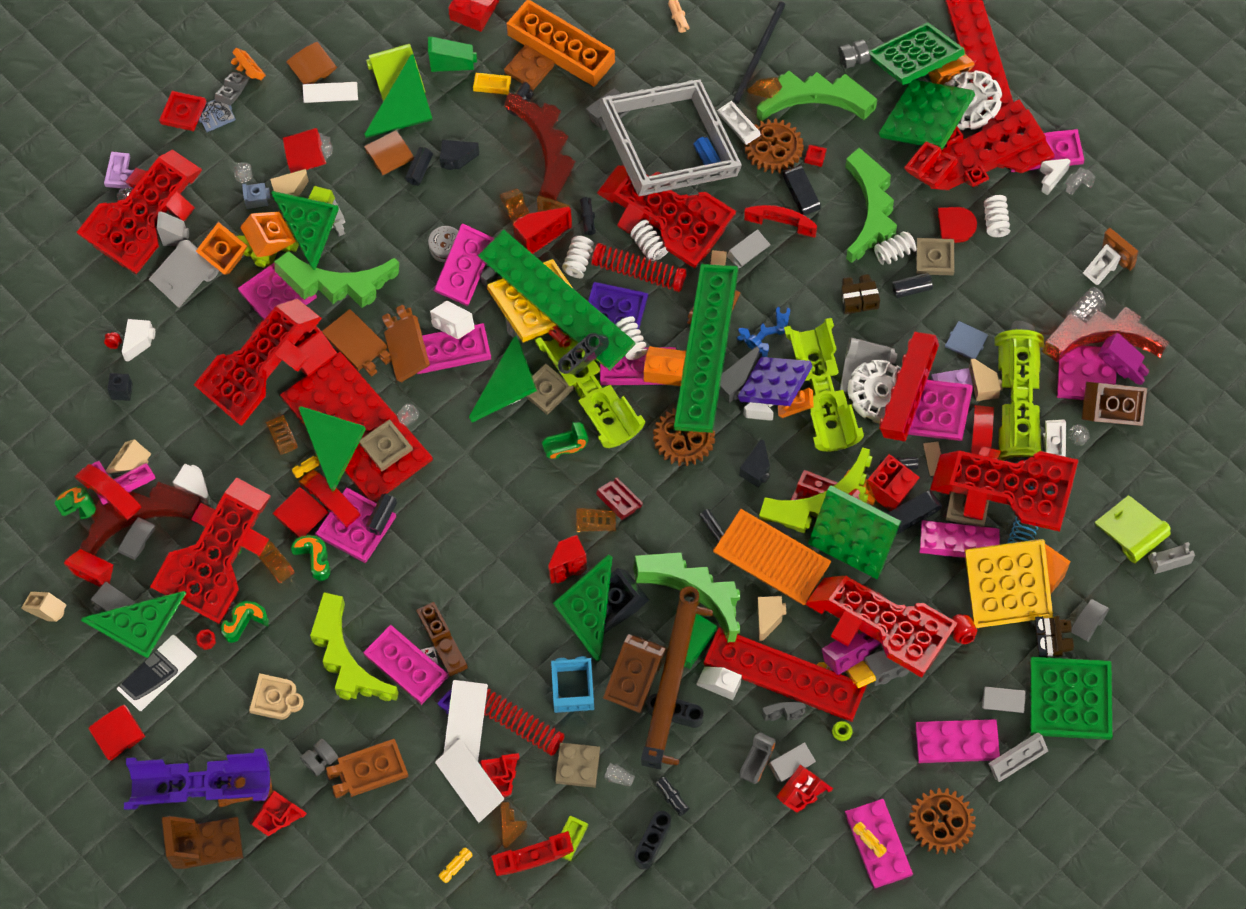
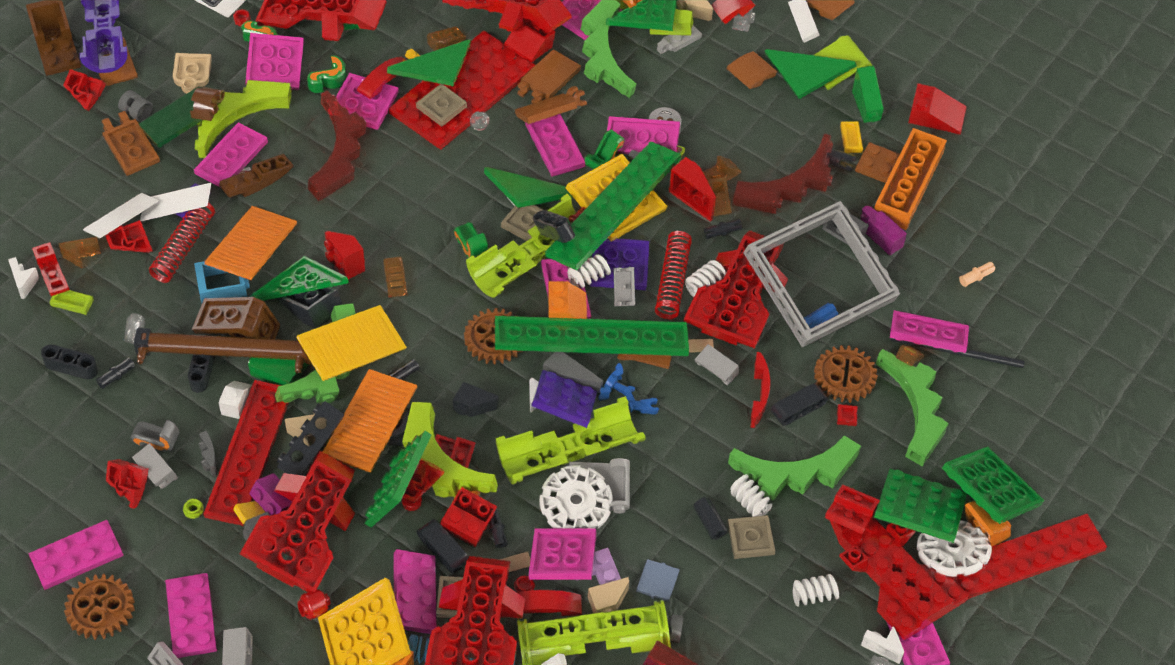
camera: 75 degrees right, 10 degrees down
(280, 572) = (315, 56): clear orange slope -> none
(287, 606) = (275, 59): none -> dark pink plate
(300, 512) = (366, 59): red slope -> none
(347, 672) = (206, 102): none -> reddish brown cylinder
(350, 709) = (170, 121): none -> dark green tile
(381, 514) = (372, 111): black axle -> none
(419, 166) = (742, 92): black axle -> none
(423, 547) = (338, 169): none -> clear red arch
(452, 319) = (580, 134): white brick -> none
(455, 865) = (41, 219): yellow axle -> none
(457, 153) = (762, 118): black slope -> none
(478, 302) = (606, 150): none -> green animal
(533, 649) = (251, 243): none -> orange window
(541, 885) = (24, 278): none -> white slope
(577, 765) = (144, 297): dark tan plate -> none
(578, 256) = (672, 224): white piece -> none
(619, 77) = (883, 230): none -> magenta hinge
(619, 498) = (419, 292): dark red plate -> none
(650, 310) = (624, 287): none -> light grey hinge
(683, 561) = (351, 342): none -> yellow window
(738, 122) = (862, 338): white tile -> none
(739, 67) = (929, 331): none -> dark pink plate
(792, 610) = (333, 419): none -> black brick
(801, 402) = (546, 423): orange plate -> none
(854, 54) = (980, 434): dark grey wheel -> none
(859, 295) = (685, 469): dark brown hips -> none
(869, 839) = (73, 539): yellow axle -> none
(909, 386) = (580, 518): red brick -> none
(956, 223) = (797, 555): red tile -> none
(961, 446) = (523, 583): none -> red plate

